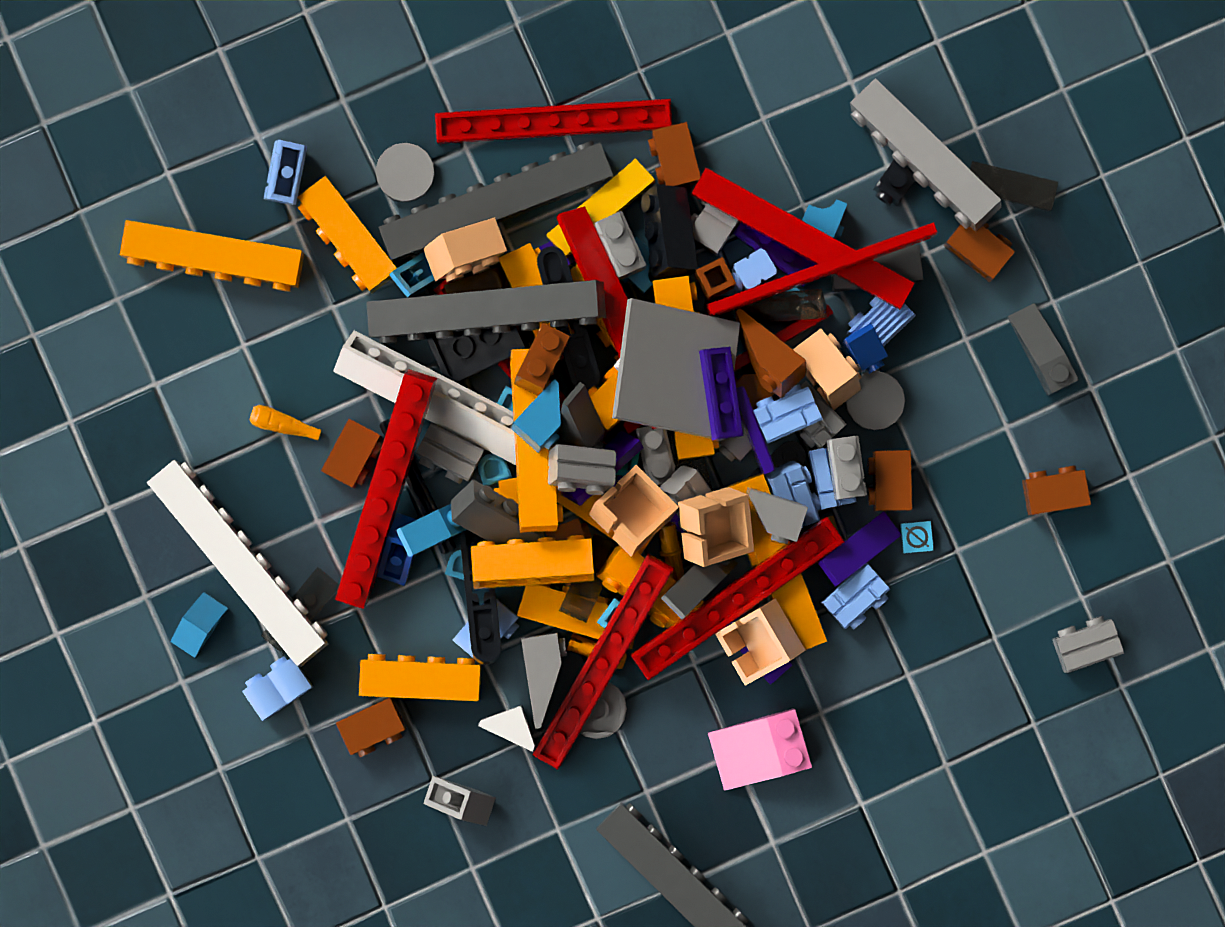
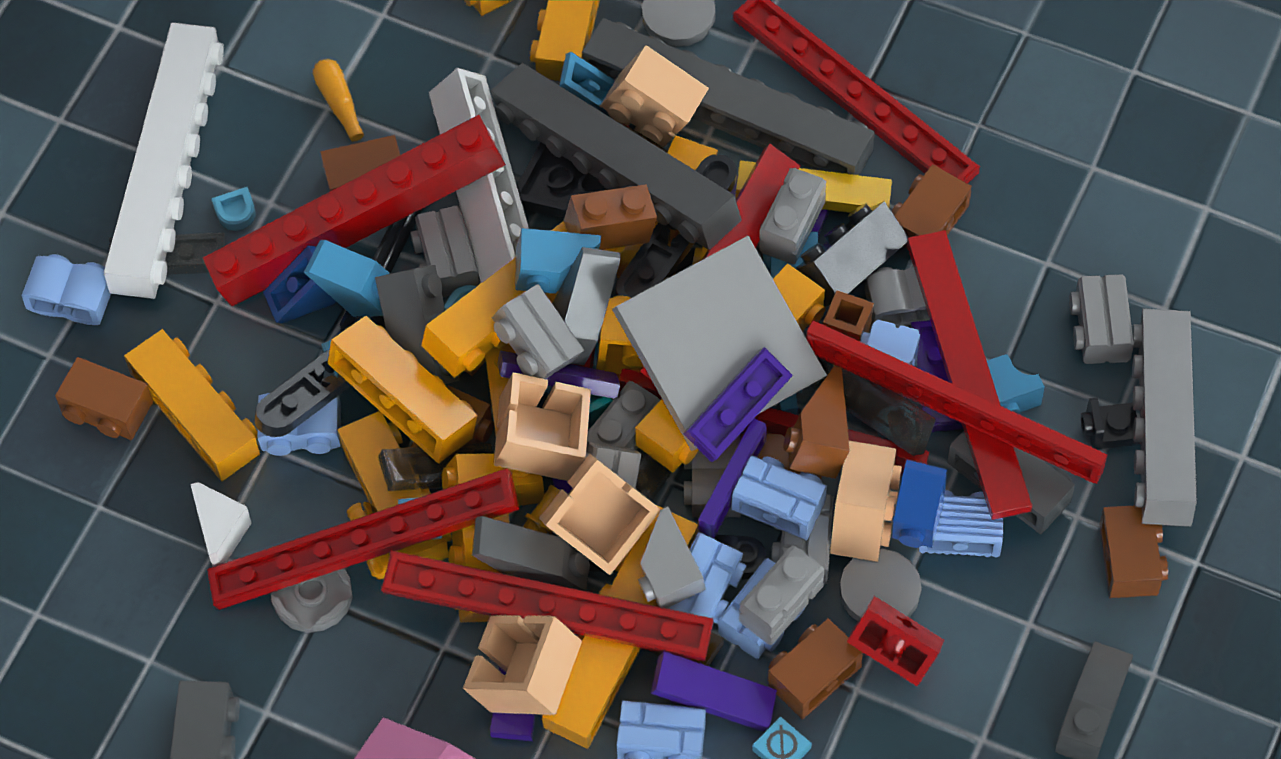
camera: 50 degrees right, 25 degrees down
(198, 624) = (72, 178): dark azure slope -> none
(305, 546) = (235, 209): none -> medium azure tile
(459, 801) = (98, 540): light grey slope -> none
(542, 663) = (299, 499): light grey slope -> none
(830, 126) = (1103, 319): none -> light grey brick
(920, 427) = (895, 641): none -> red brick
(1017, 186) = (1228, 538): clear smoke tile -> none

